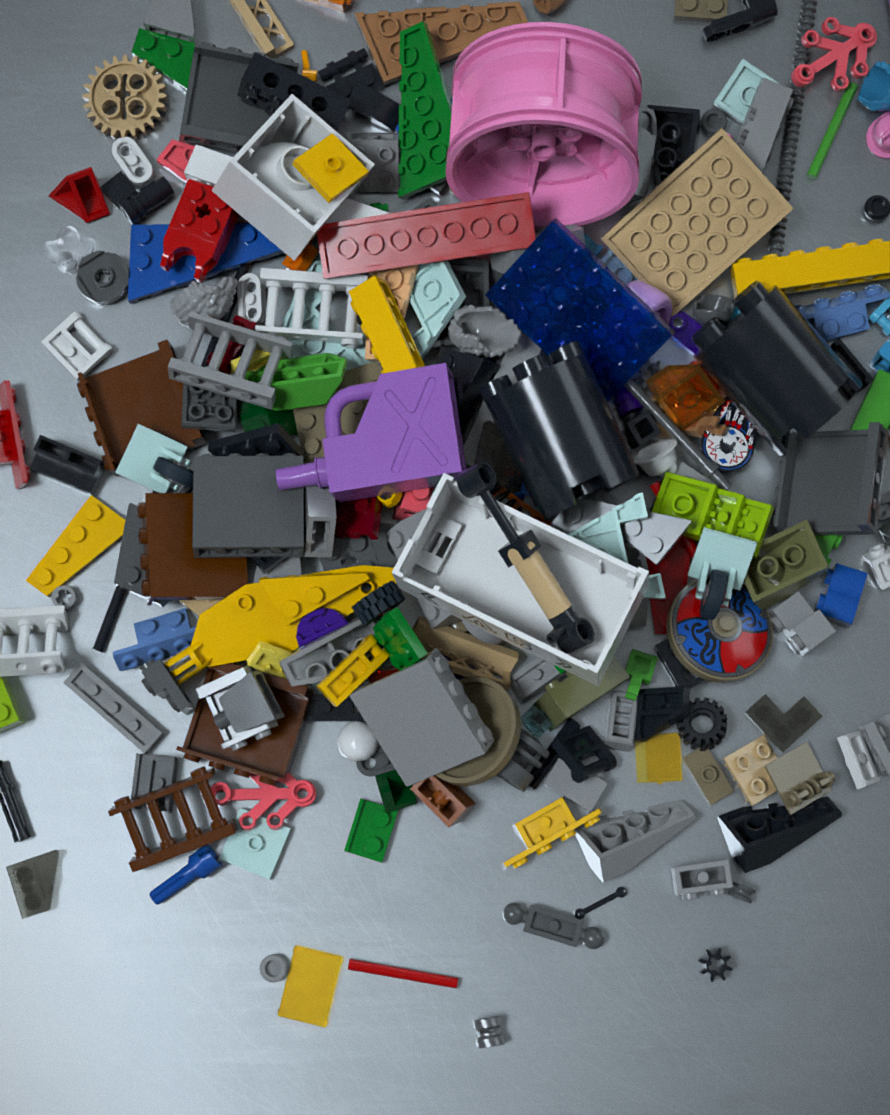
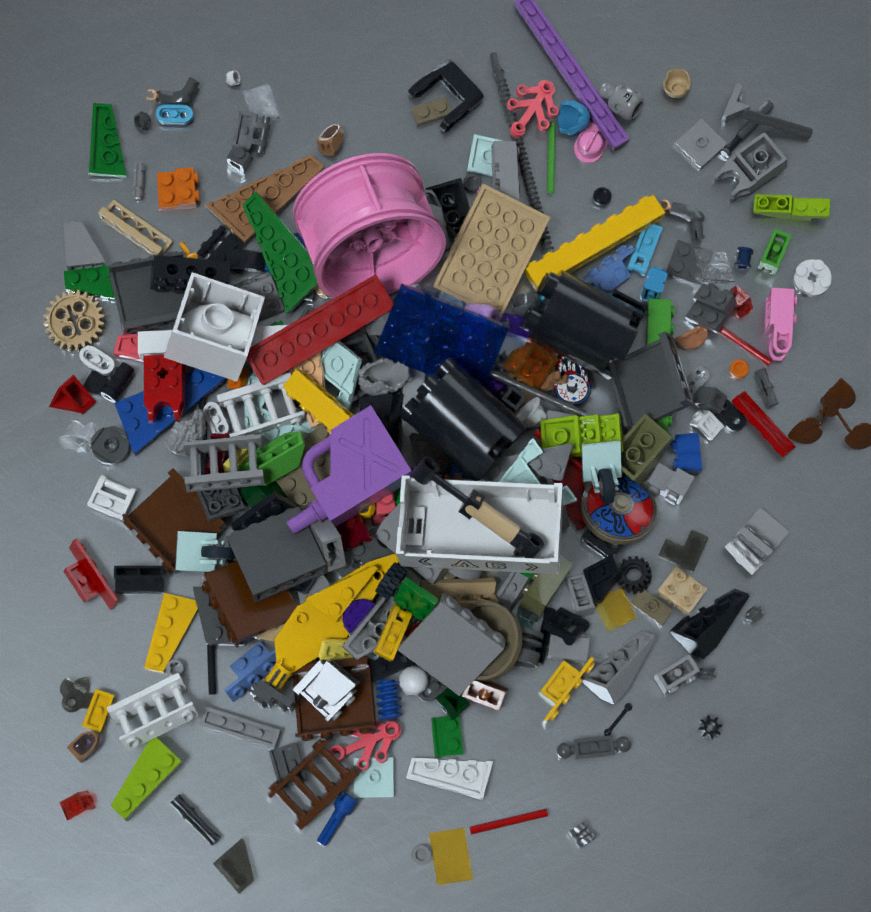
camera: 30 degrees left, 5 degrees down
(316, 752) = (388, 699): none -> blue piece
(330, 168) = (238, 310): yellow plate -> none
(364, 889) = (456, 776): none -> white wing
(640, 669) = (579, 556): bright green plate -> none
(799, 778) = (711, 583): dark tan hinge -> none
(839, 842) = (754, 614): none -> dark grey plate

